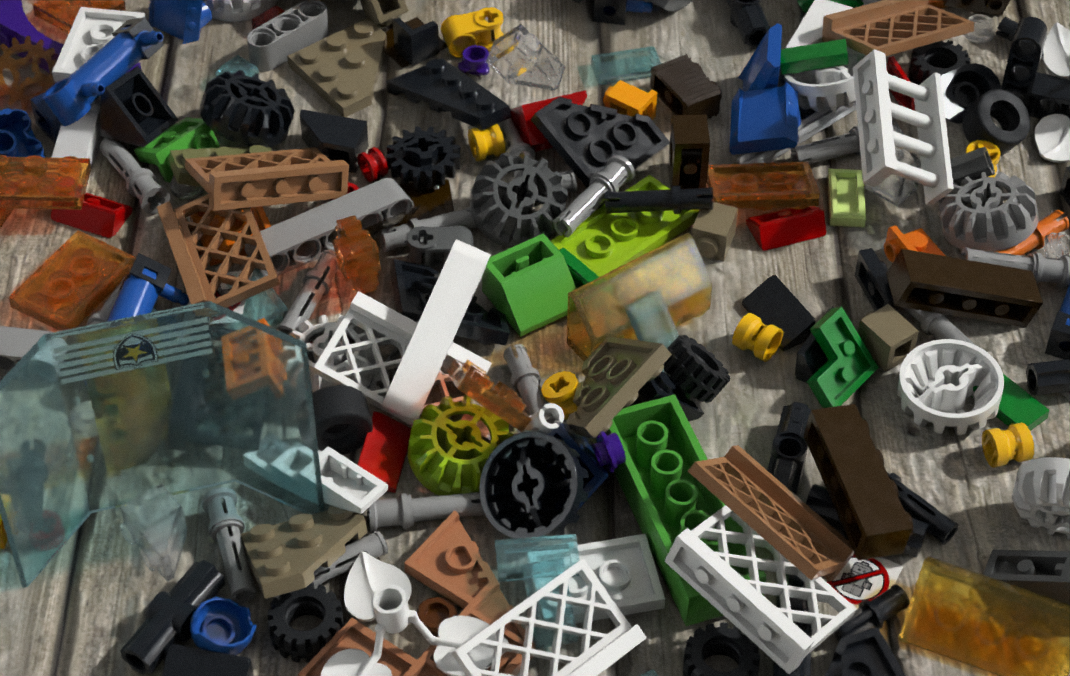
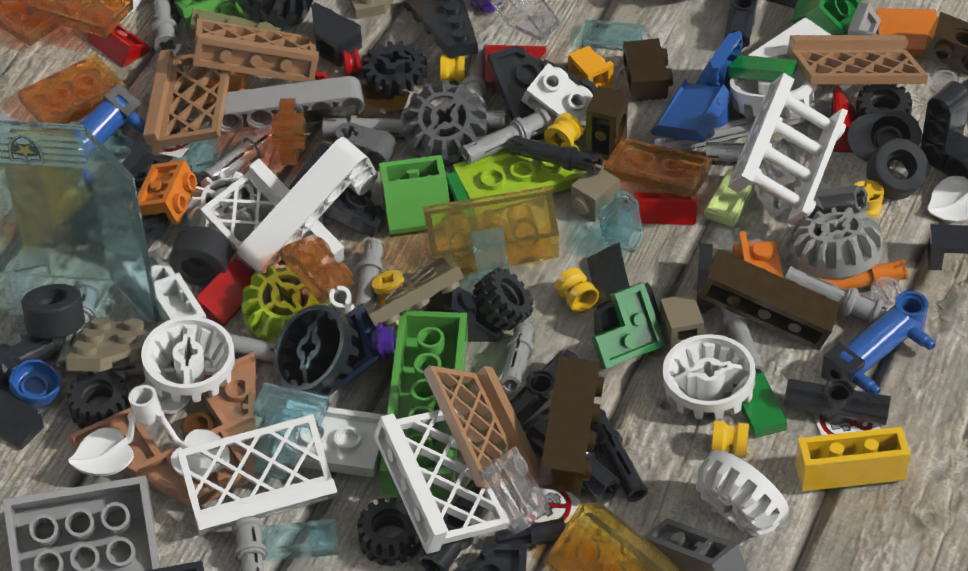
camera: 25 degrees right, 0 degrees up
(206, 535) = (53, 311): none -> black tyre
(398, 520) = (187, 344): none -> white gear
(628, 136) = (557, 94): none -> white brick
(652, 172) = (564, 130): none -> yellow wheel
(741, 420) = (519, 351): none -> light grey pin
(761, 252) = (622, 222): none -> clear light blue piece
(857, 578) = (515, 489): none -> clear plate

